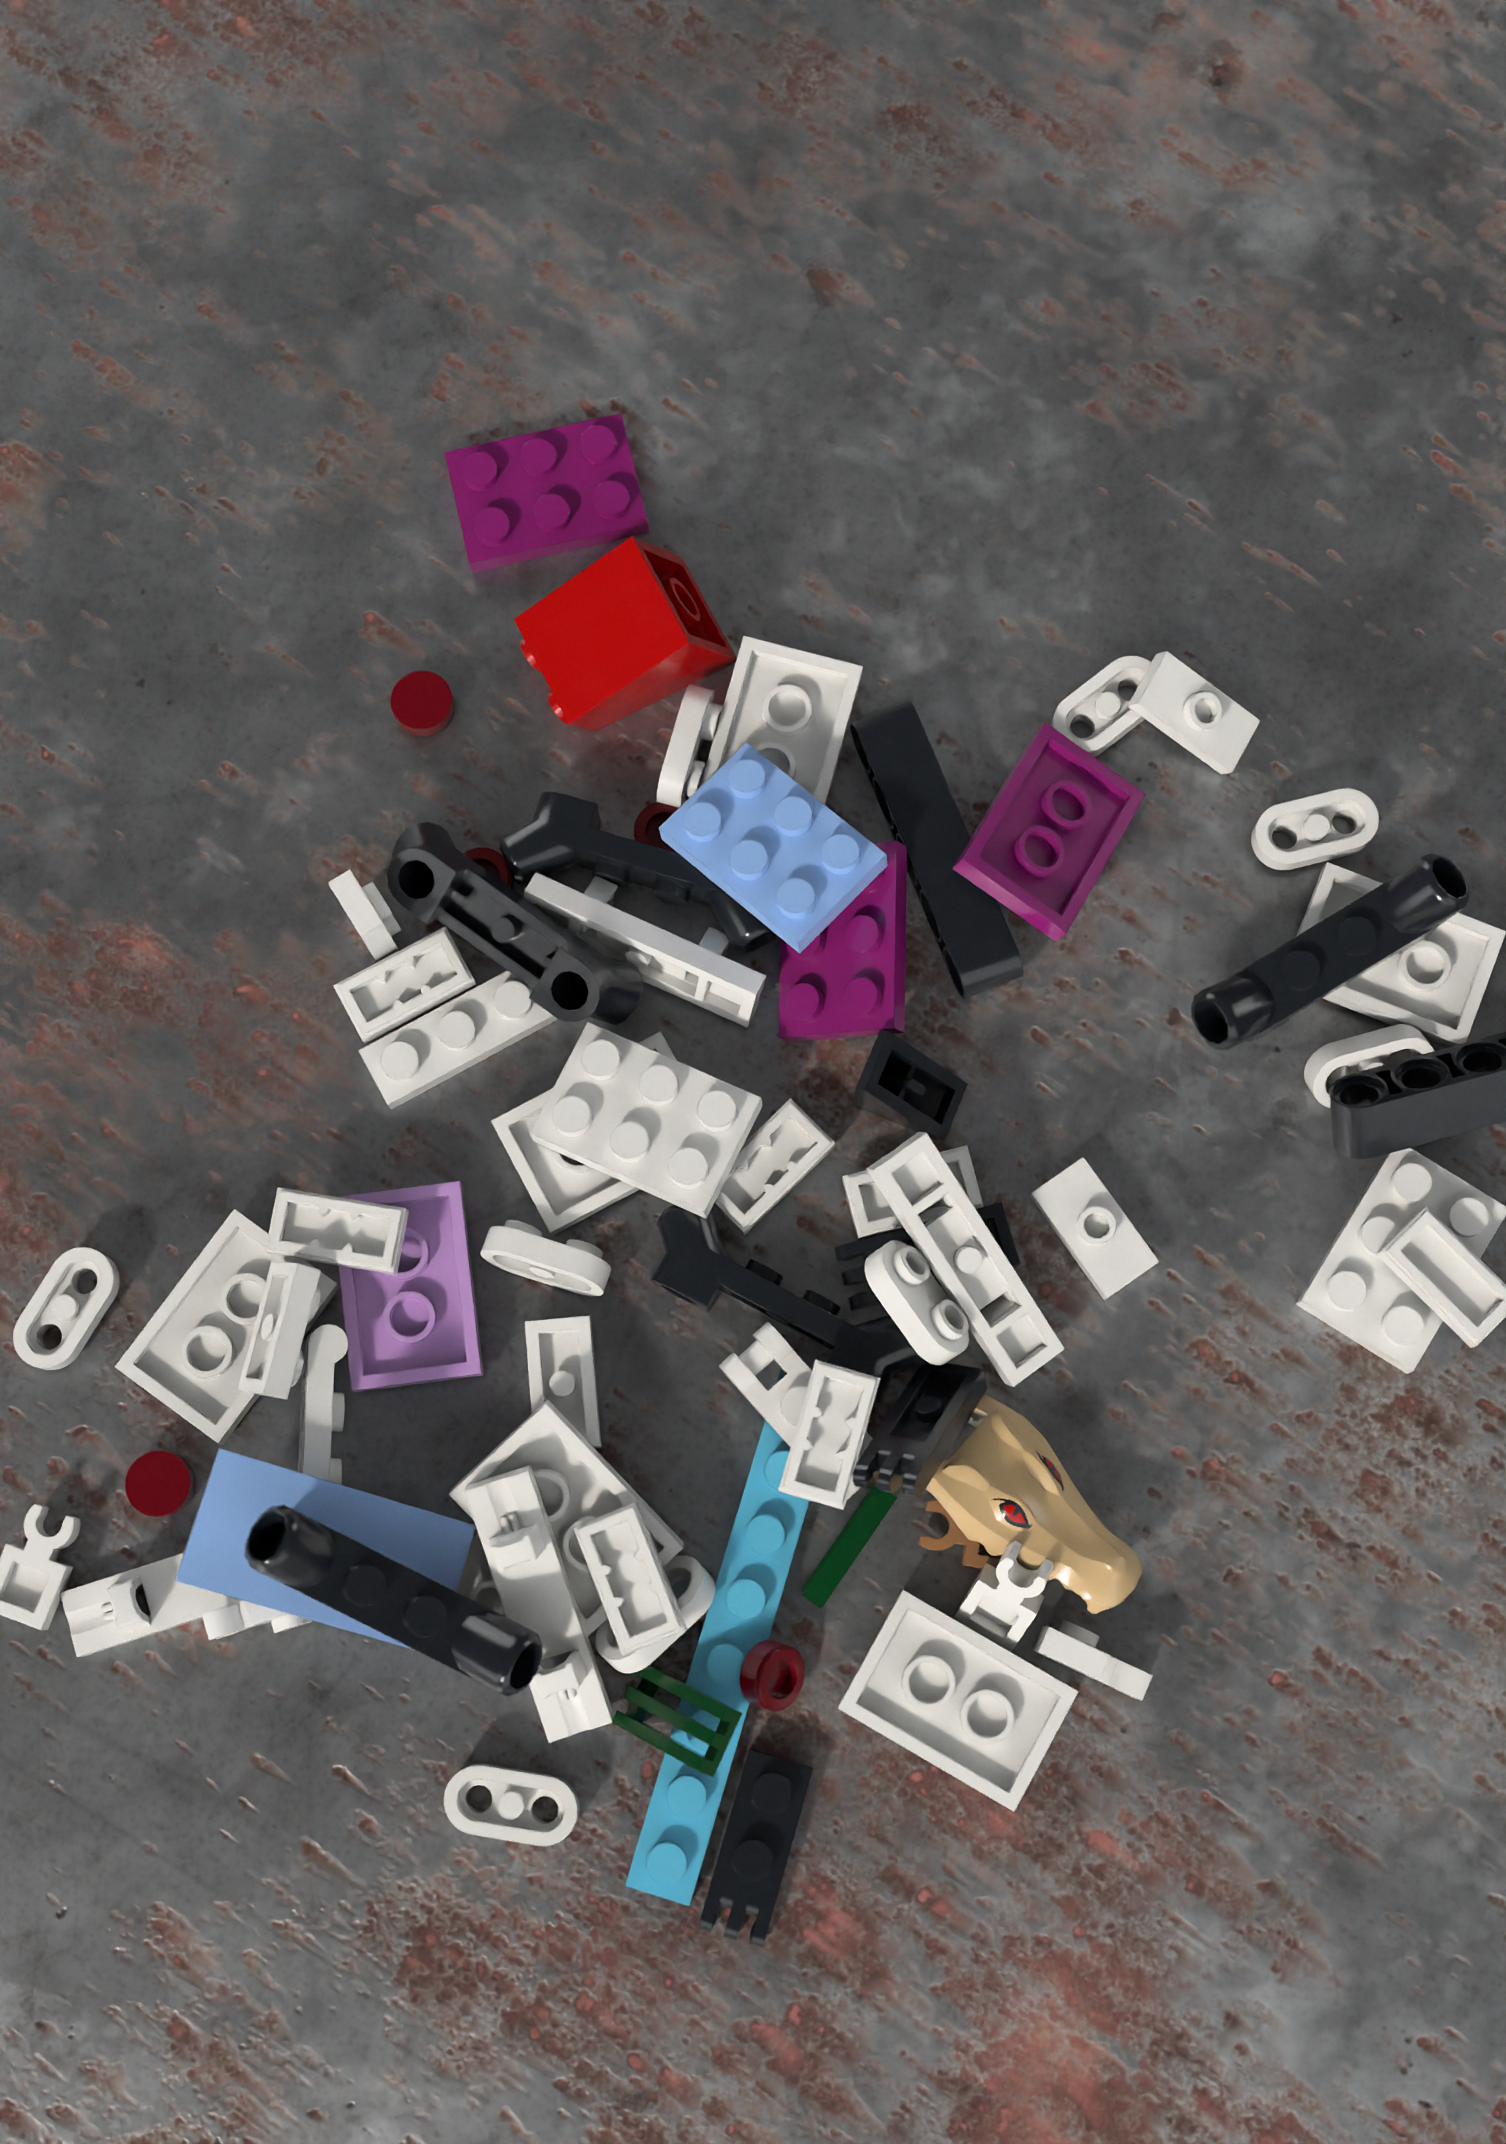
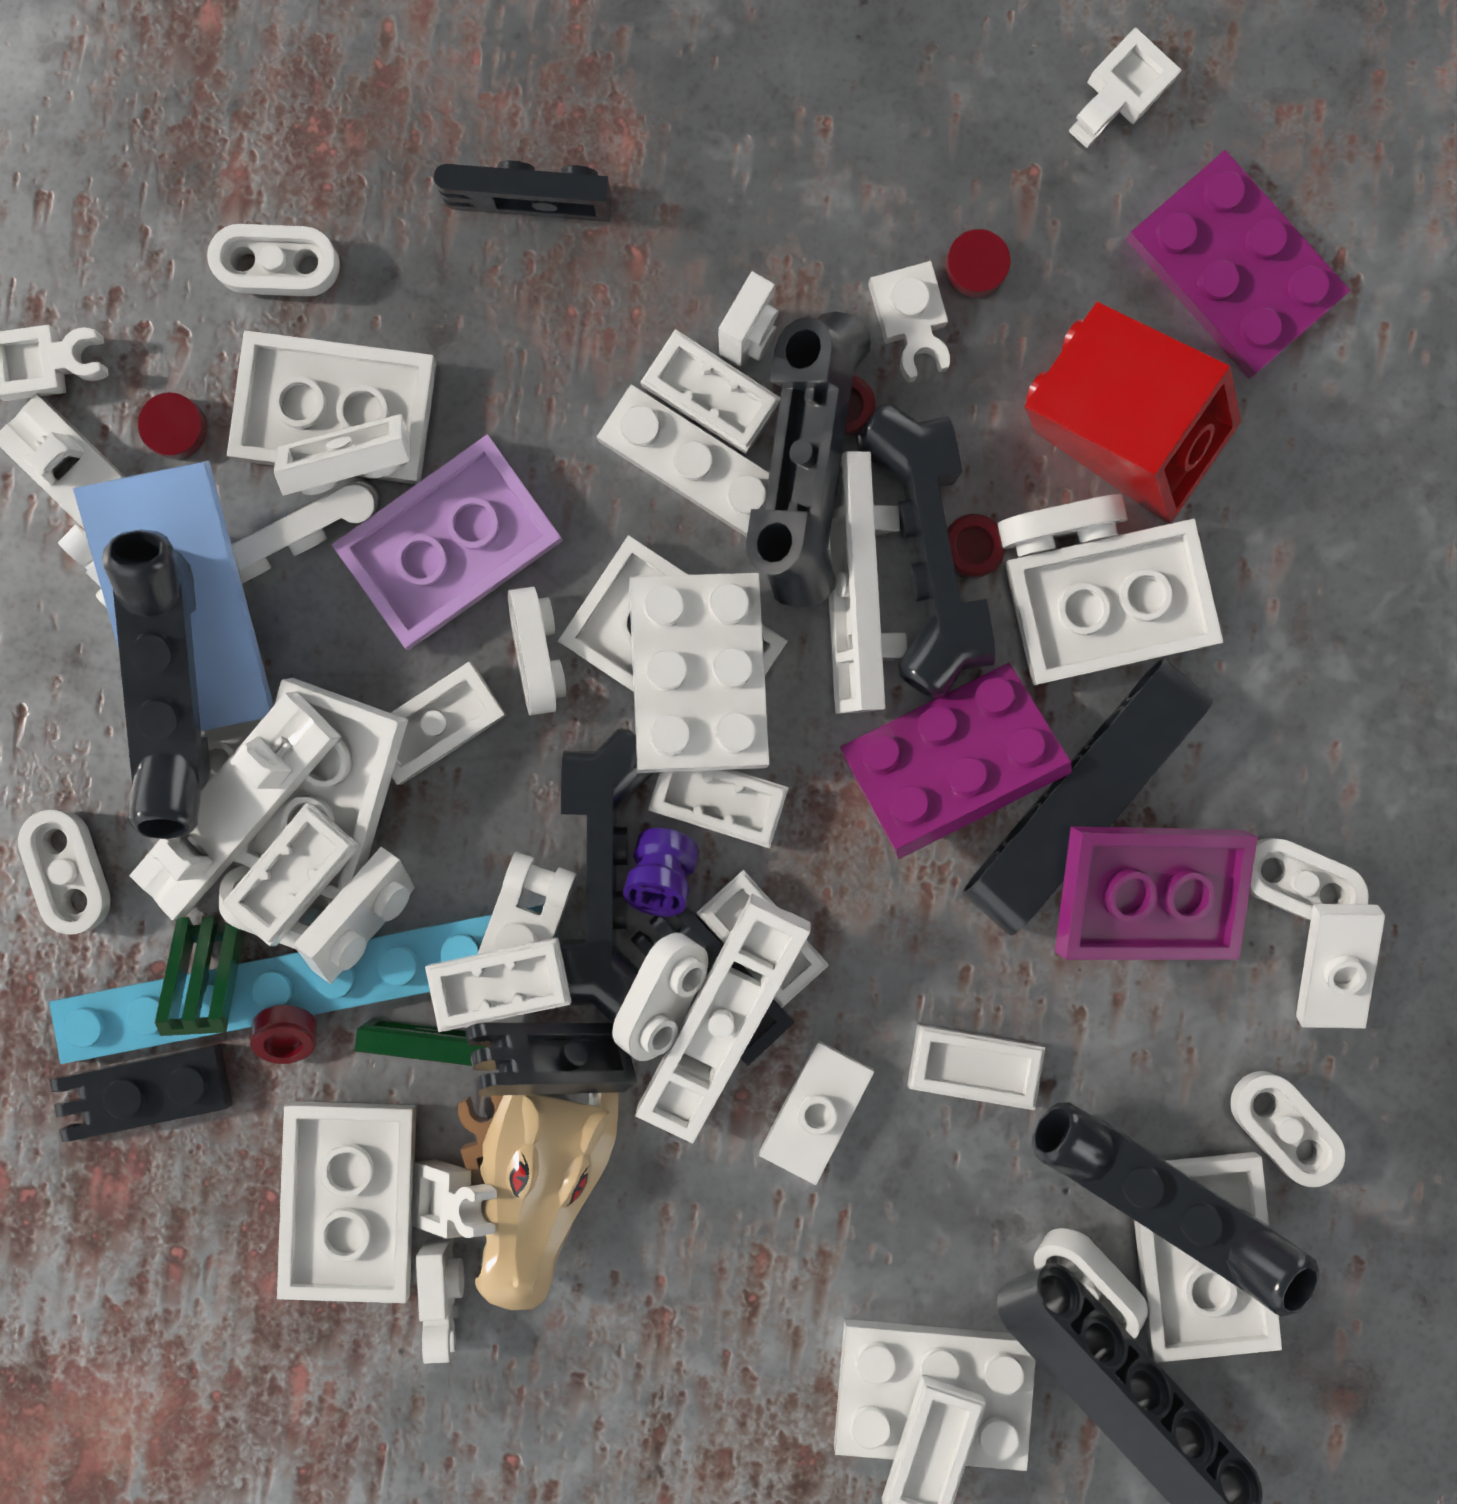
camera: 60 degrees right, 10 degrees up
(134, 1055) = (521, 190): none -> black hinge
(337, 1231) = (456, 455): white plate -> none
(341, 502) = (1125, 83): none -> white plate
(430, 778) = (909, 310): none -> white plate
(704, 1557) = (354, 916): none -> white plate
(773, 847) = (1004, 654): light blue plate -> none
(810, 1251) = (659, 880): none -> dark purple wheel
(908, 1087) = (854, 887): black slope -> none
(1125, 1068) = (976, 1066): none -> white tile

